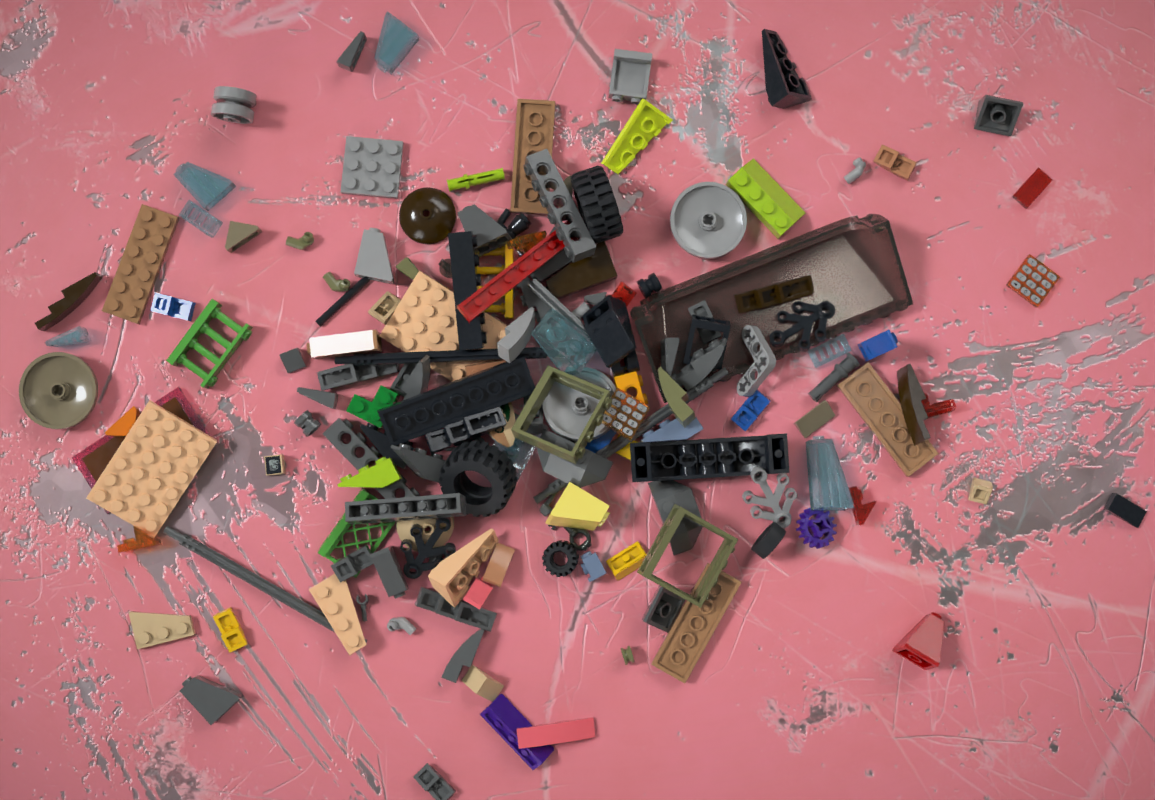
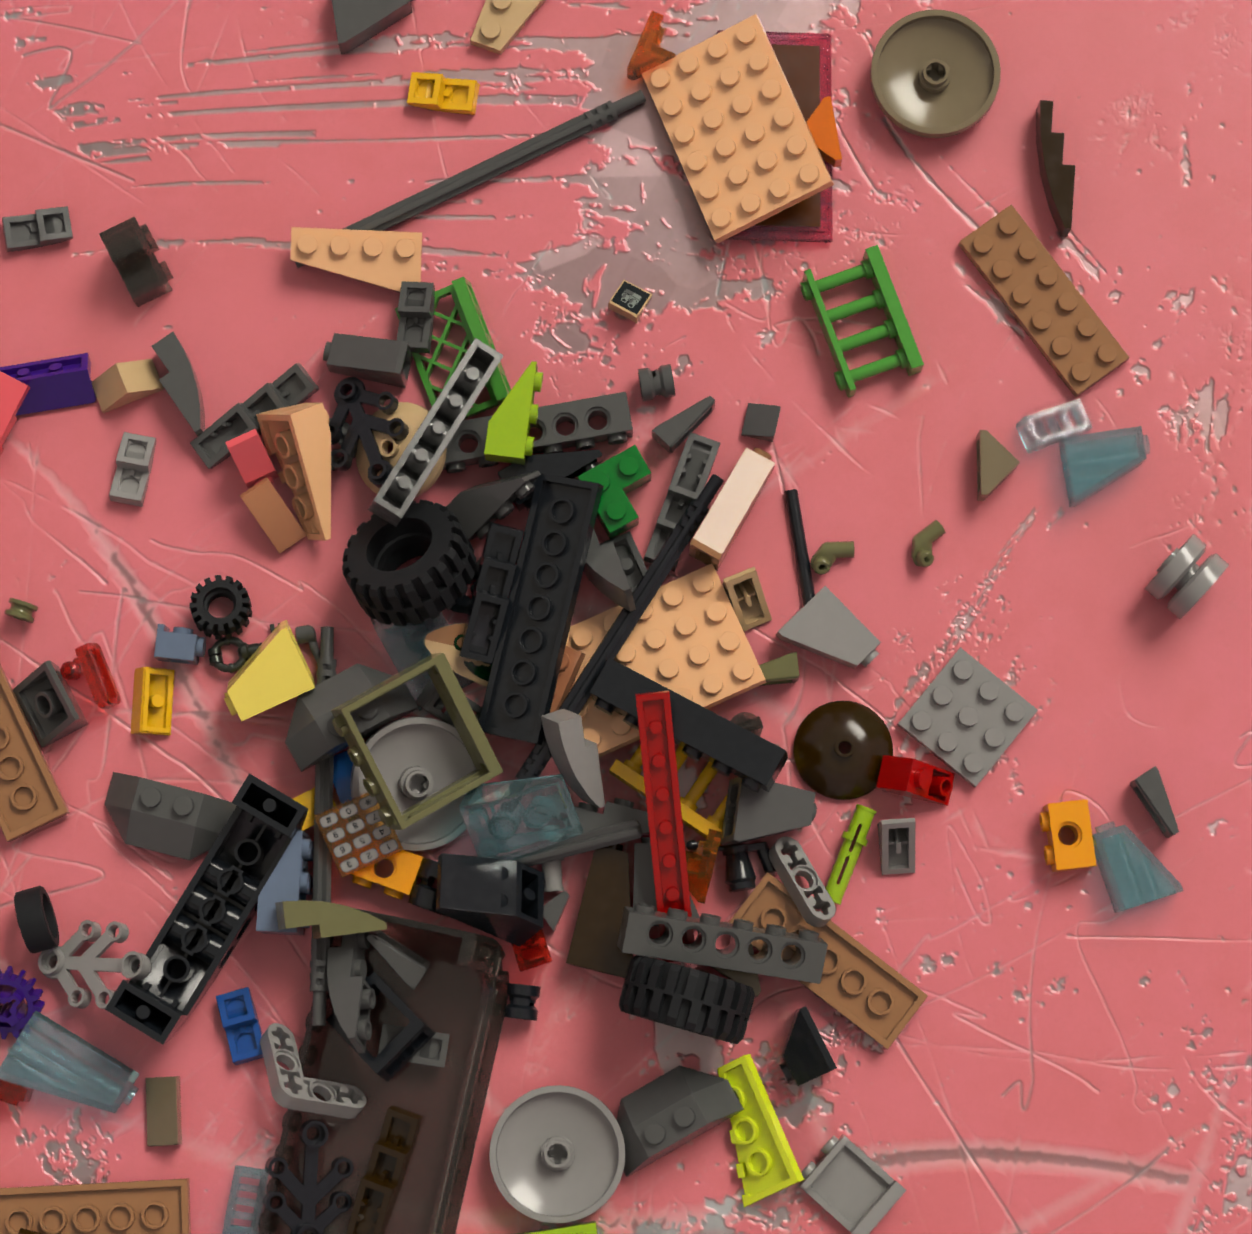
camera: 130 degrees right, 5 degrees down
(73, 336) = (998, 145): clear light blue slope -> none
(173, 307) = (951, 305): slope -> none
(363, 606) = (347, 292): dark grey hand -> none
(400, 71) = (1076, 817): none -> light orange brick
(401, 623) = (288, 328): light grey arm -> none
(418, 721) = (134, 257): none -> clear smoke brick
(419, 171) = (915, 779): none -> red slope
(456, 159) = (897, 845): none -> light grey slope
(505, 177) = (798, 894): none -> light grey beam
(522, 650) = (133, 469): none -> light grey slope
(582, 137) = (805, 1051): none -> black slope
(630, 600) = (97, 673): none -> clear red piece
(652, 180) = (672, 1113): none -> dark grey wedge
(661, 542) = (138, 760): olive window -> none
(840, 371) = (204, 1197): dark grey pin -> none

